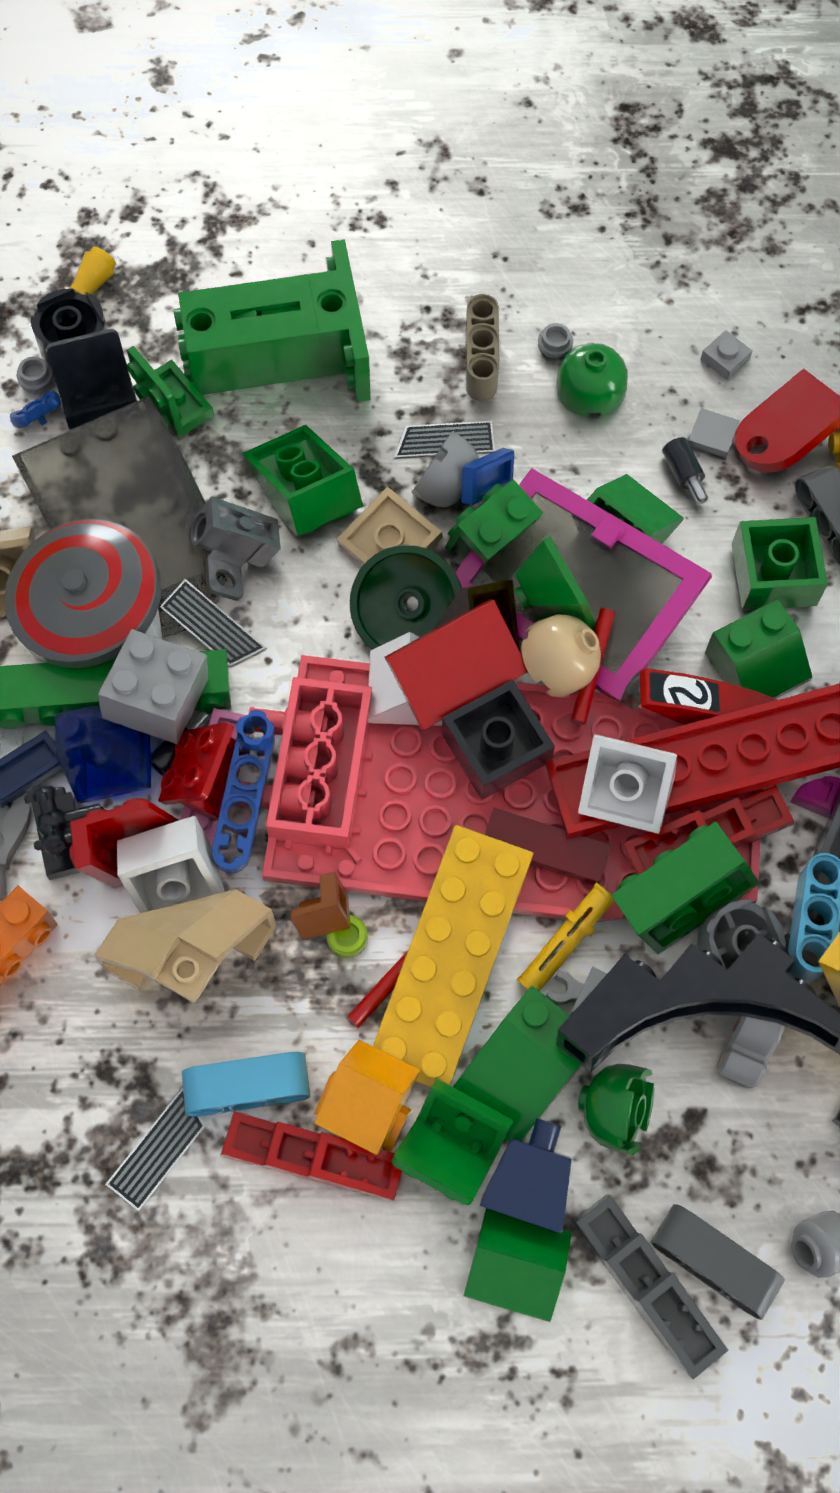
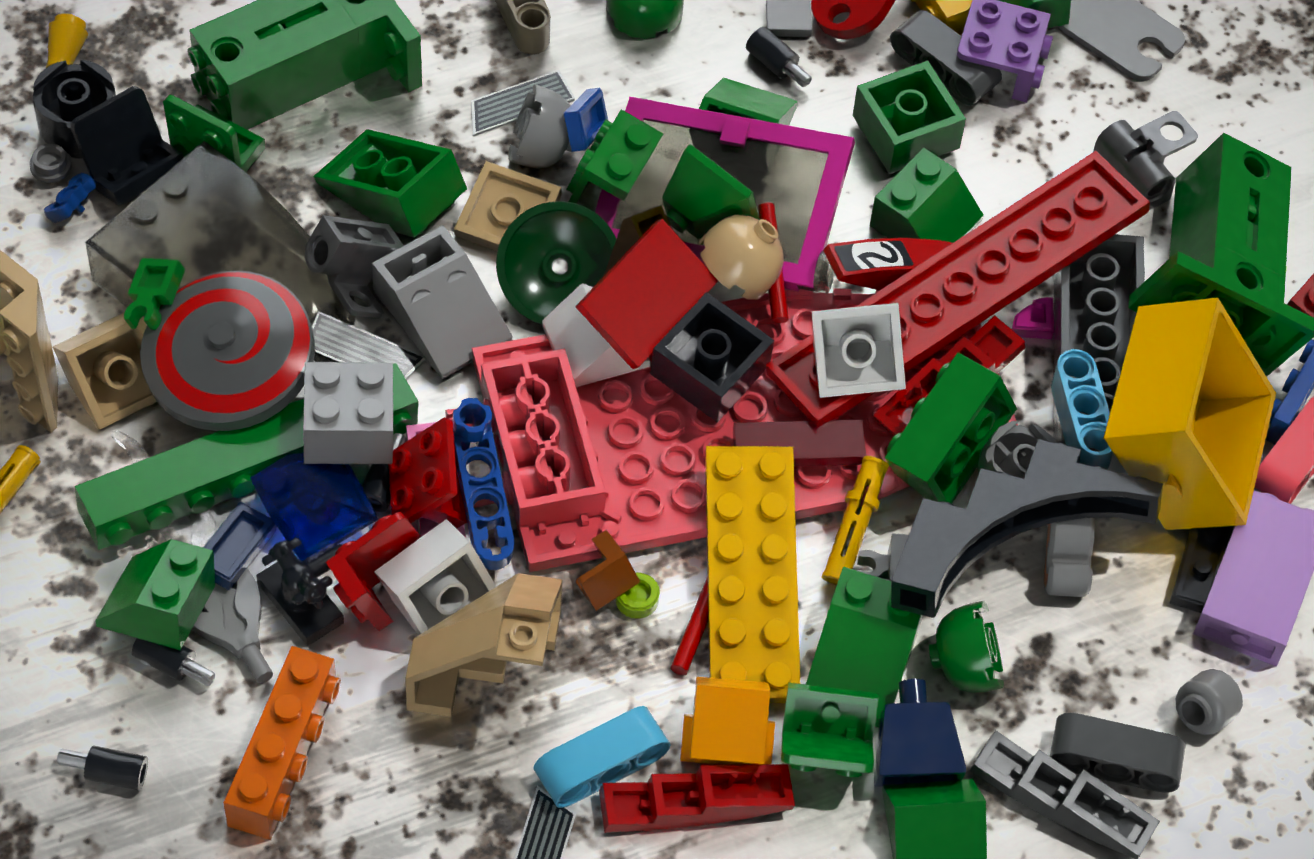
camera: 25 degrees left, 10 degrees down
(41, 516) = (153, 286): none -> green plate
(292, 603) = (439, 300): none -> light grey slope

